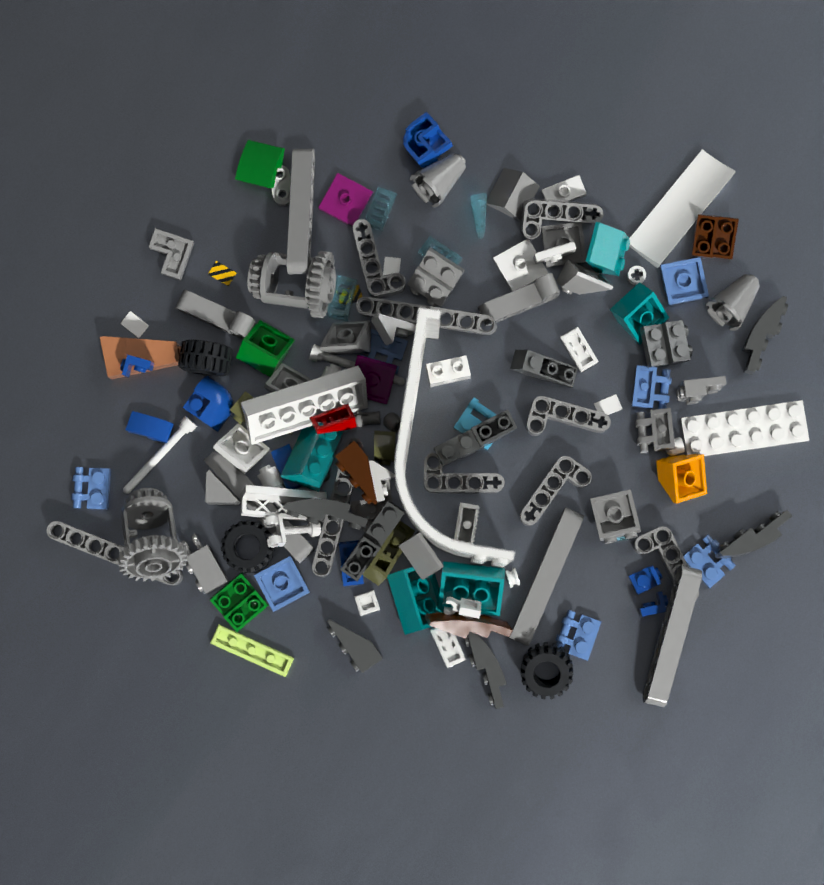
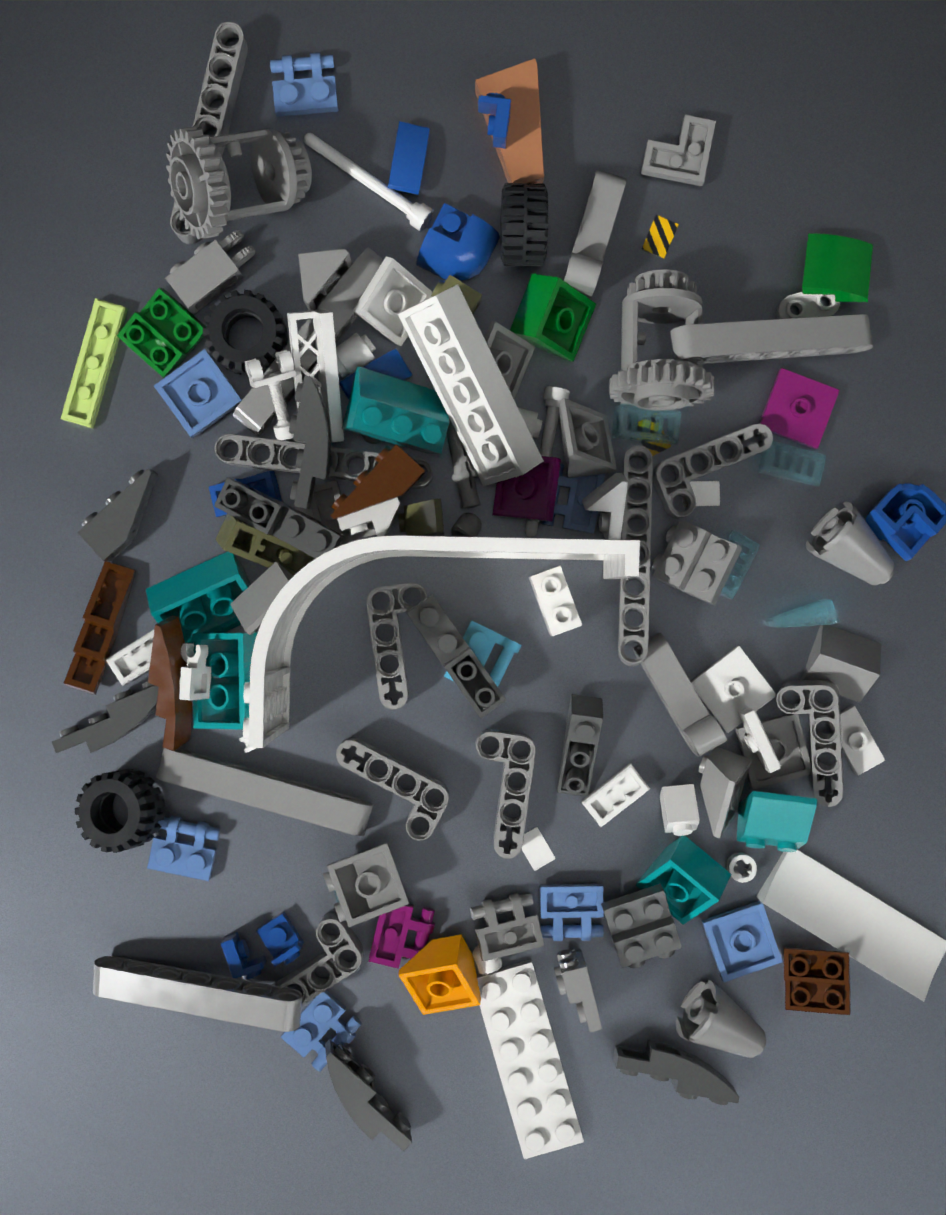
camera: 80 degrees right, 5 degrees up
(134, 324) = (563, 114): white sticker -> none
(344, 420) = (465, 440): red slope -> none
(367, 602) = (189, 526): white tile -> none
(425, 669) = (100, 627): none -> reddish brown slope
(466, 523) = (322, 660): white brick -> none
(593, 309) = (679, 809): none -> white brick
(649, 505) = (391, 935): none -> magenta plate

